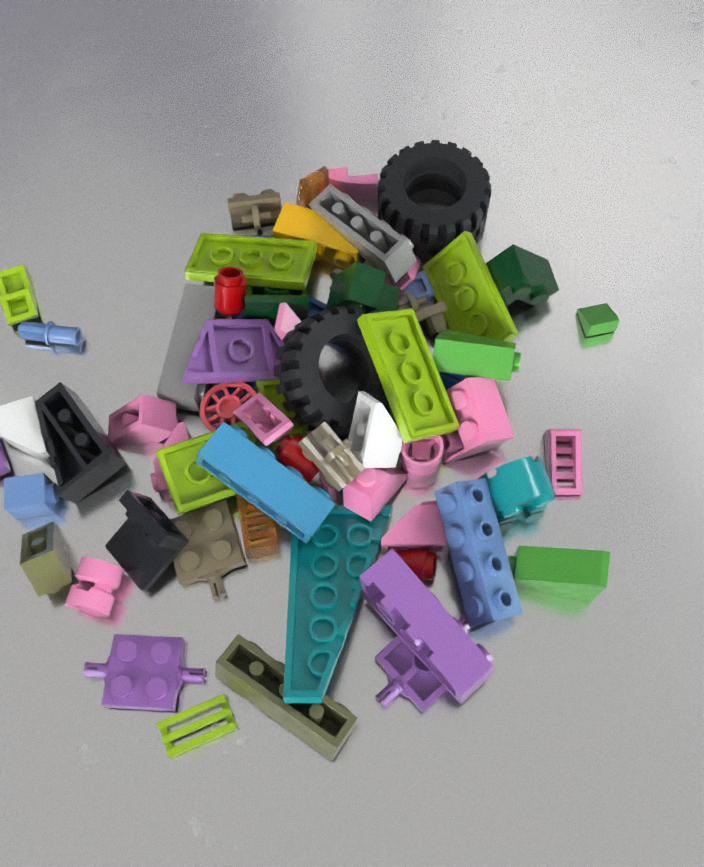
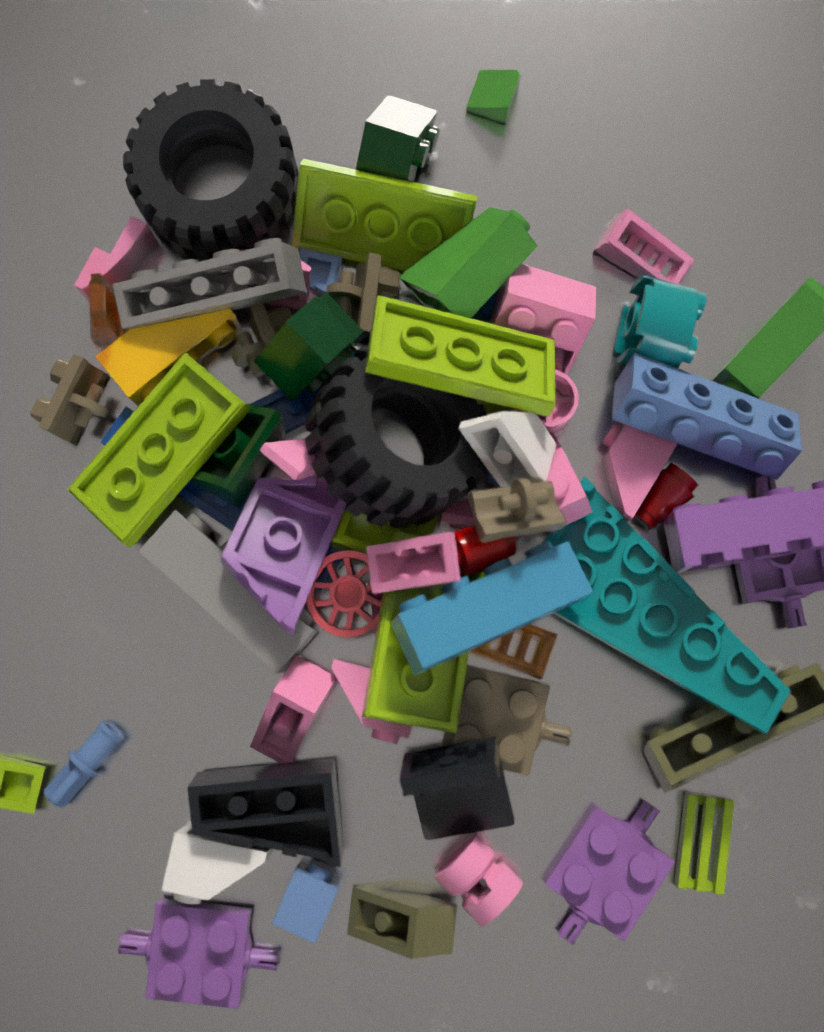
camera: 60 degrees left, 15 degrees up
(229, 291) = (198, 502): red brick -> none

